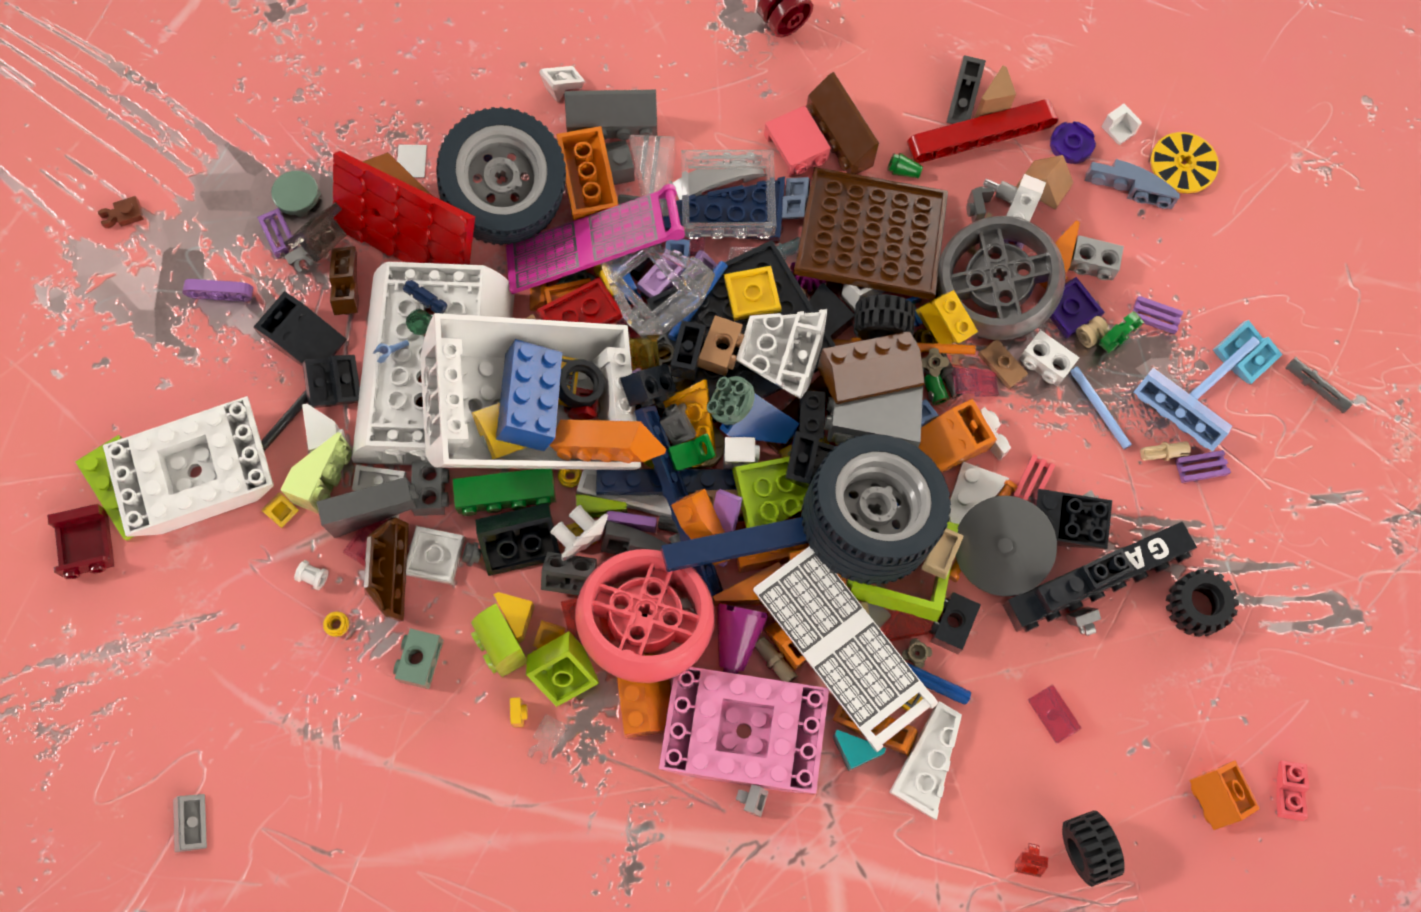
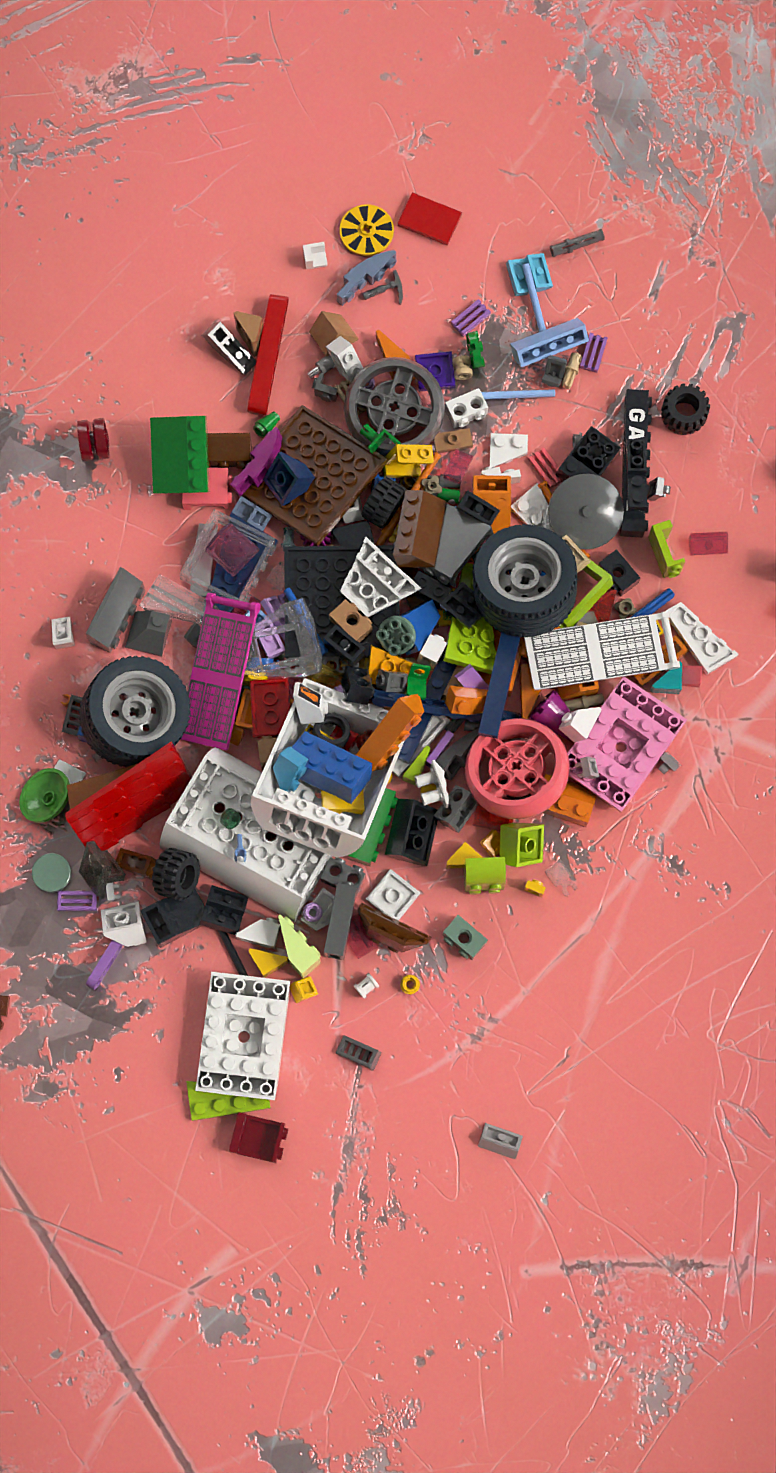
camera: 60 degrees left, 5 degrees up
(232, 621) = (374, 1057): none -> dark grey slope
(264, 284) = (124, 924): none -> white slope
(289, 449) = (267, 962): none -> yellow slope
(338, 290) = (176, 874): none -> black tyre
(361, 469) = (318, 909): none -> lavender plate
(373, 141) = (44, 795): none -> bright green dish
(424, 297) = (211, 806): dark blue axle -> none
(471, 553) = (407, 869): dark grey plate -> none
(499, 349) = (289, 768): none -> dark azure slope
(587, 172) = (164, 647): orange slope -> none
(594, 338) = (309, 704): none -> white slope
(688, 699) = (589, 768): none -> light grey tile
(738, 186) = (231, 549): none -> clear pink brick
(740, 662) = (579, 723): none -> white slope
(752, 293) = (319, 581): yellow tile -> none
(815, 89) = (179, 454): none -> green slope
(853, 208) = (288, 478): none -> dark blue slope
(859, 178) = (263, 456): none -> magenta slope
(877, 773) = (691, 676): none -> coral slope
(934, 420) = (478, 508): none -> black brick
(949, 270) = (375, 438): none -> green bracket
(1030, 426) = (507, 447): none -> white wing
(1030, 645) = (657, 538): none -> lime panel
(1073, 141) = (309, 296): dark purple tile -> none
(1096, 252) = (405, 331): light grey brick -> none
(1129, 209) = (397, 283): none -> dark grey piece
(1152, 432) = (554, 371): none -> dark grey bracket
(1240, 219) = (429, 218): none -> red tile

